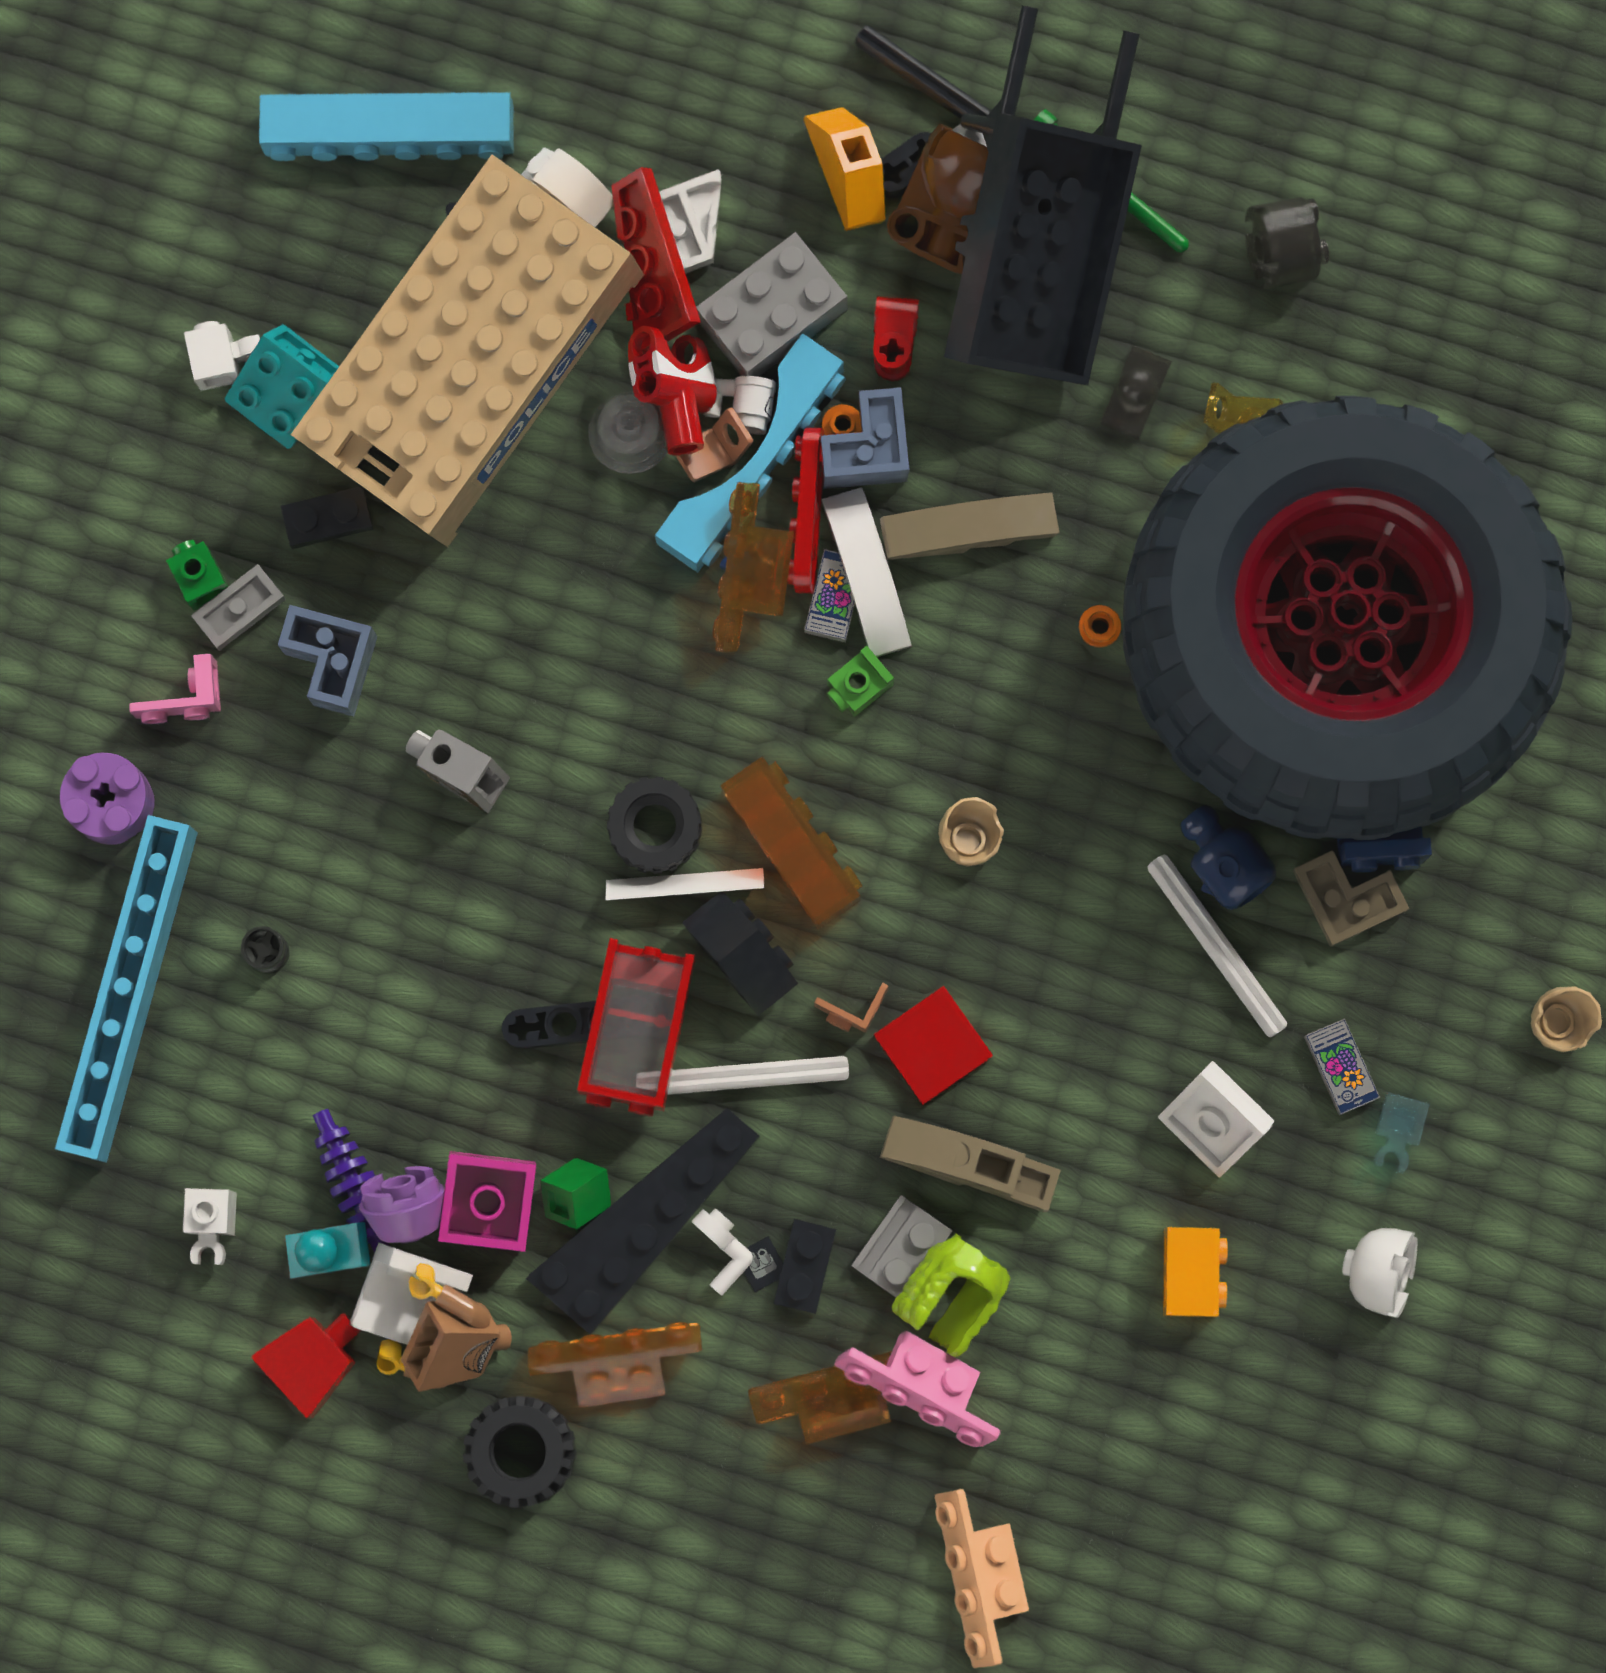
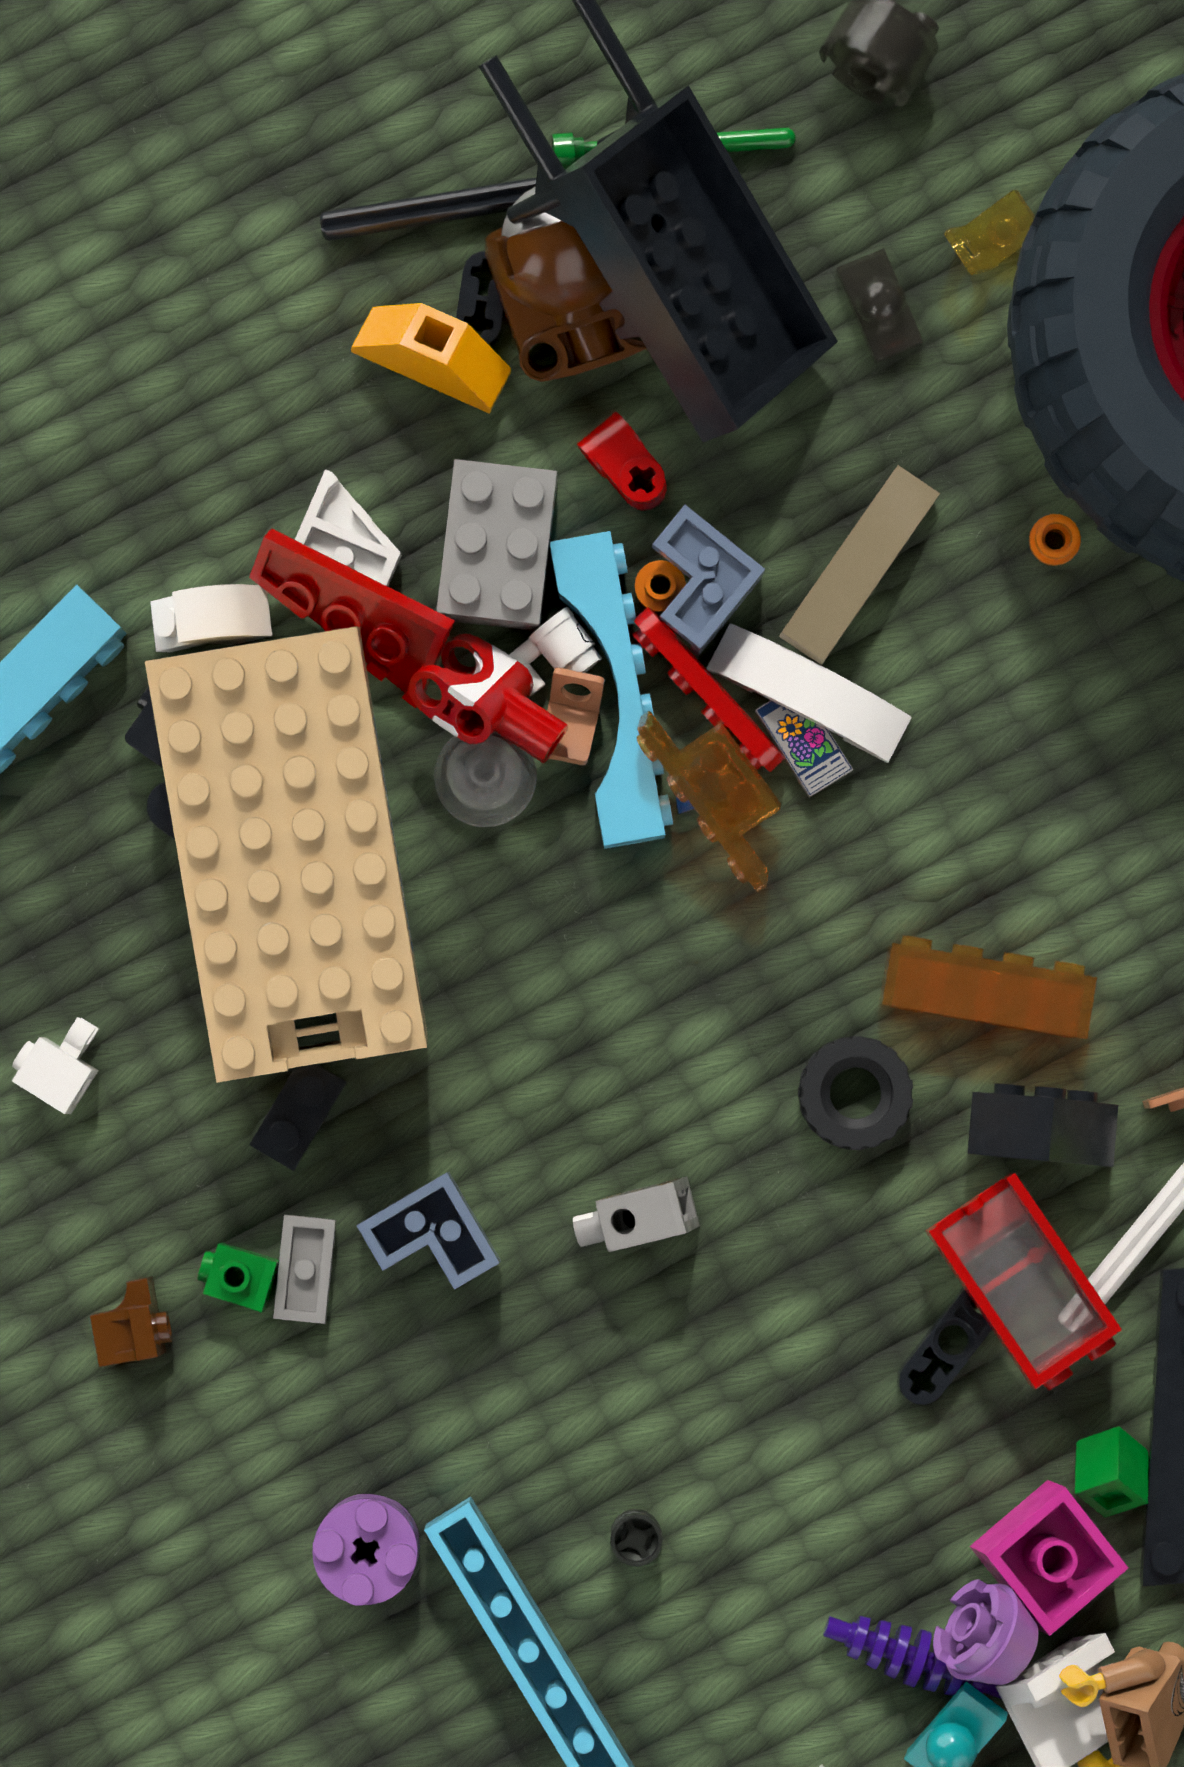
camera: 50 degrees left, 5 degrees up
(107, 540) = (133, 1328): none -> reddish brown brick
(201, 680) = (342, 1364): bright pink bracket -> none
(280, 383) = (143, 1036): teal bracket -> none
(684, 884) = (933, 1117): white sticker -> none
(856, 700) = (895, 775): bright green brick -> none
(970, 832) = (1130, 828): tan hair -> none

